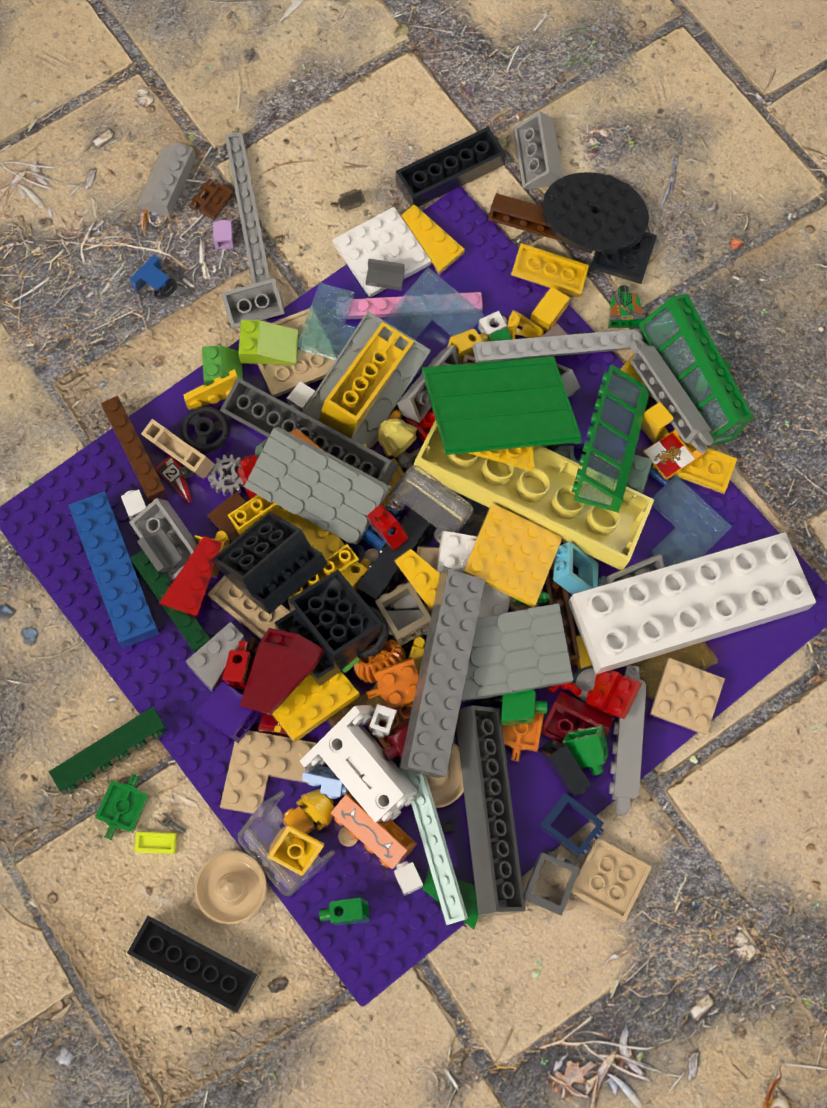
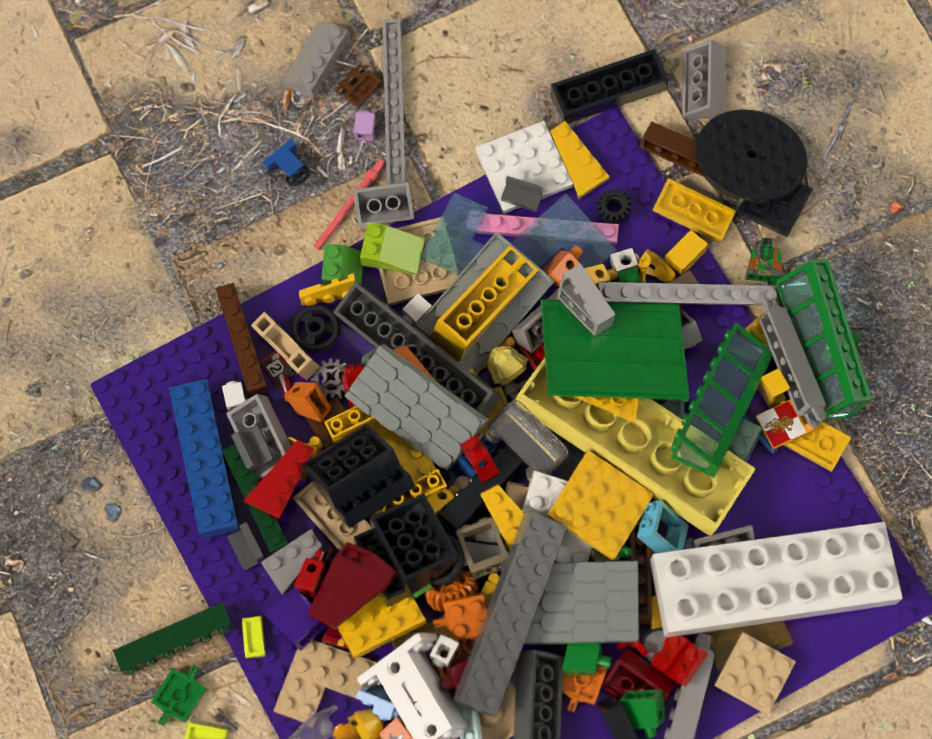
camera: 15 degrees right, 0 degrees up
(168, 650) = (246, 547): none -> dark grey panel
(189, 737) = (253, 637): none -> neon yellow tile
(208, 498) = (308, 400): none -> orange torso
(235, 281) = (370, 176): none -> coral bar
(351, 199) = (501, 106): clear smoke brick -> none
(437, 335) = (558, 264): none -> orange torso
(465, 361) = (585, 300): none -> light grey wedge
(474, 266) = (610, 216): none -> black tyre
(695, 522) = (796, 495): clear light blue plate -> none

